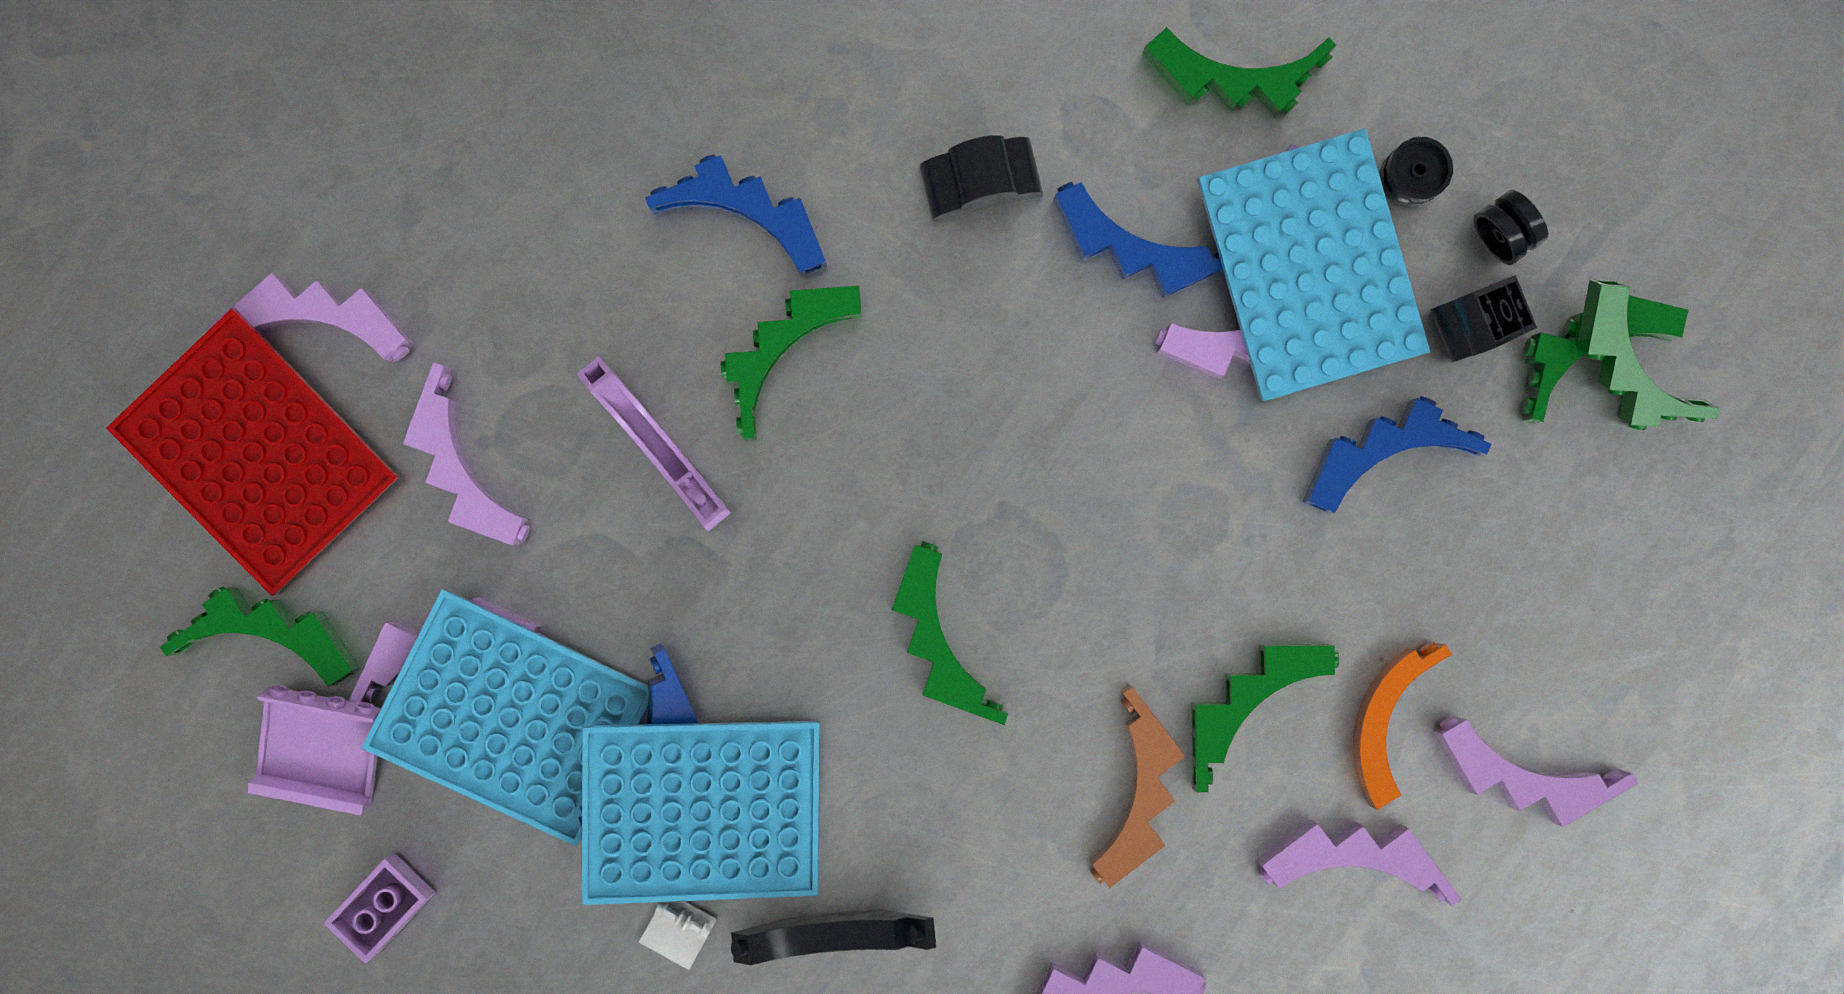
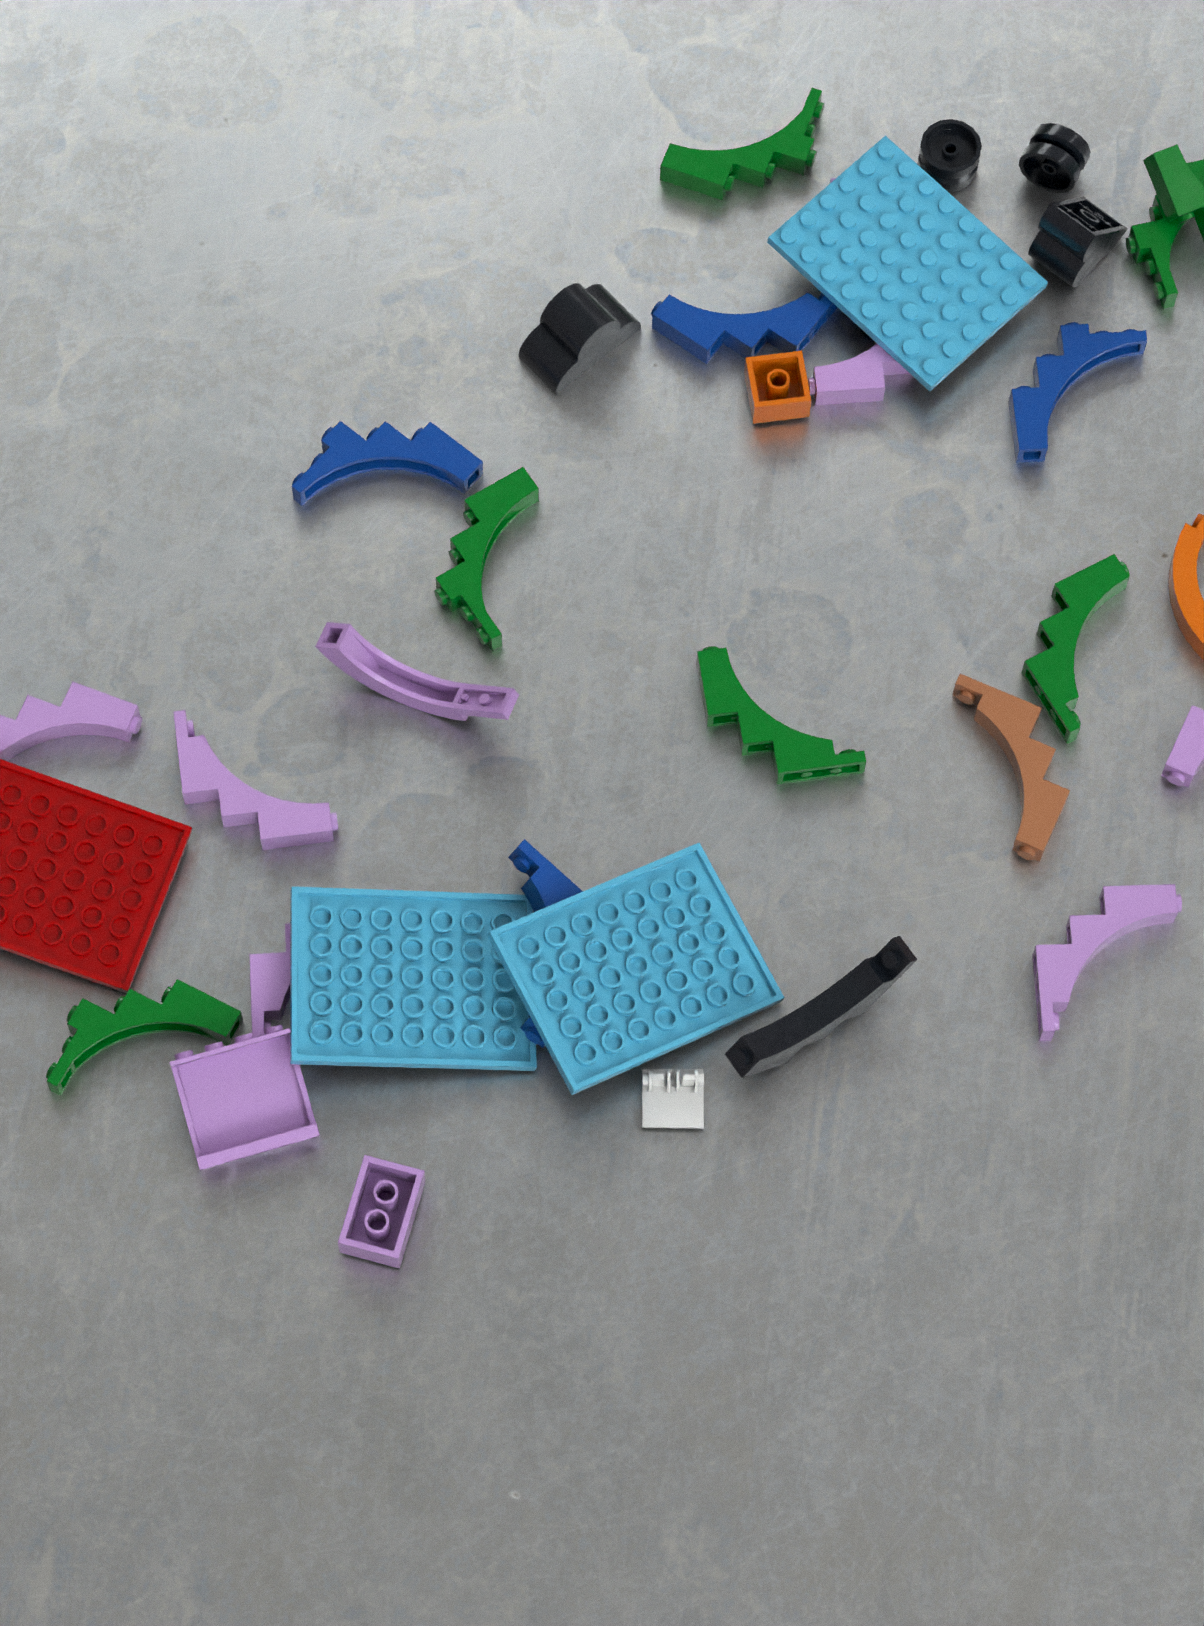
camera: 25 degrees left, 20 degrees down
(1128, 323) = (777, 387): none -> orange brick

